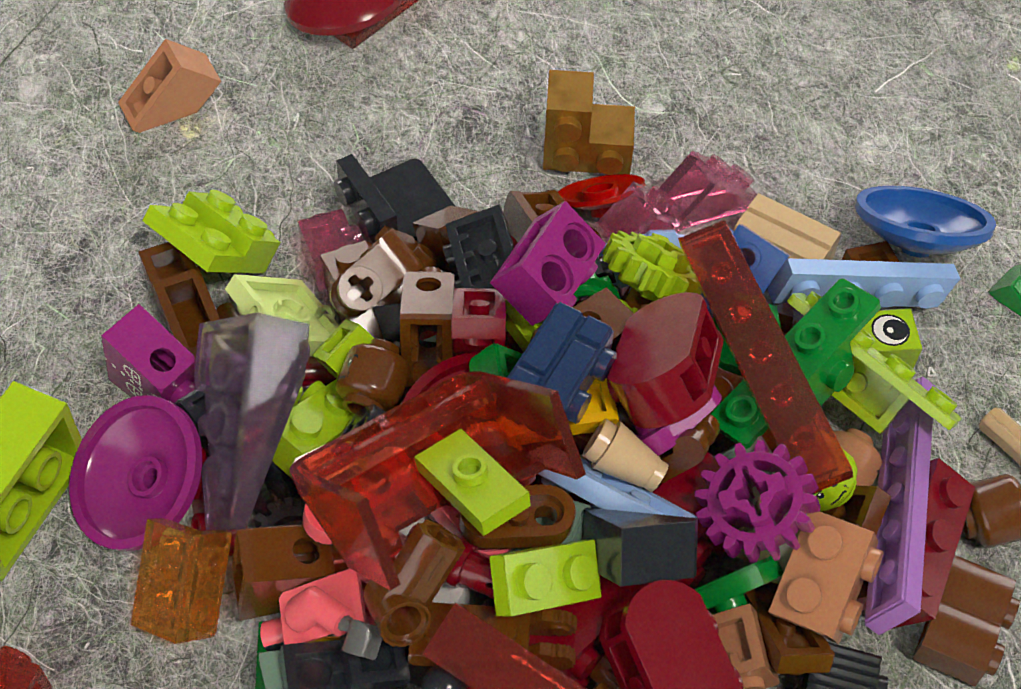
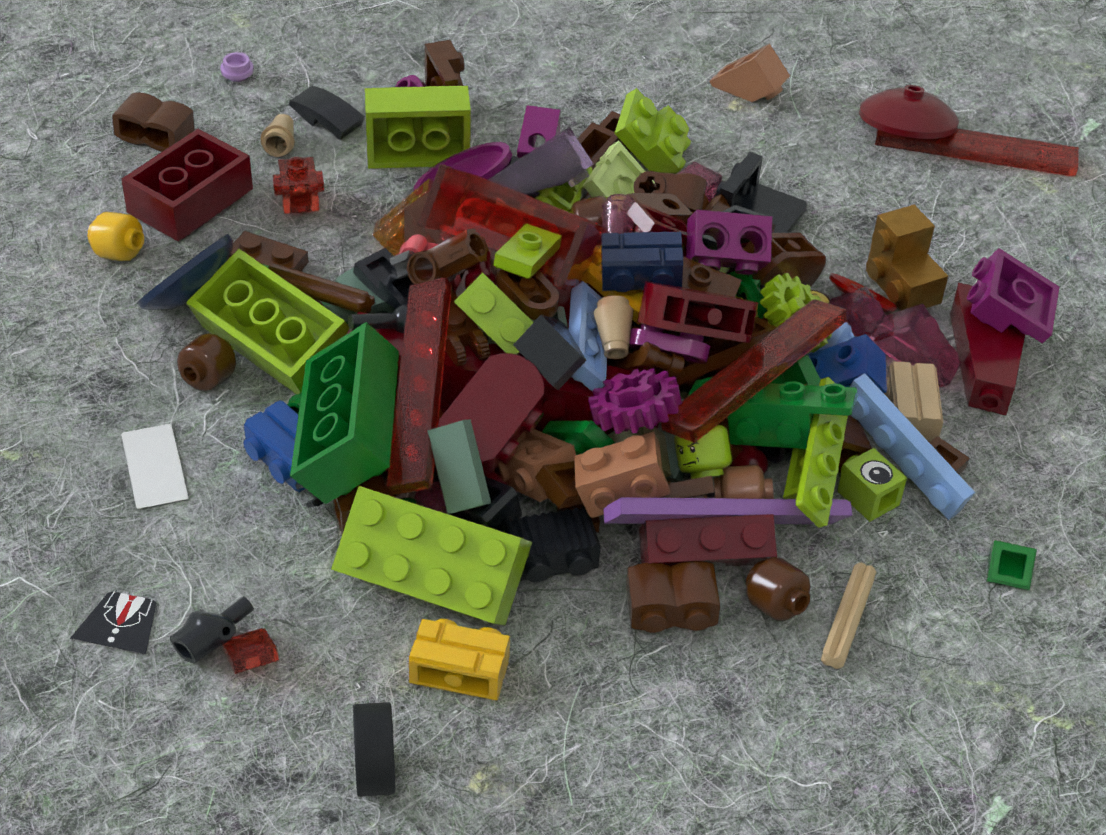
camera: 60 degrees right, 10 degrees down
(435, 352) = (615, 215): none -> clear pink cone
(718, 74) = (1013, 295): none -> magenta plate
(724, 119) = (987, 356): none -> dark red slope
(924, 220) = (1006, 466): blue dish -> none

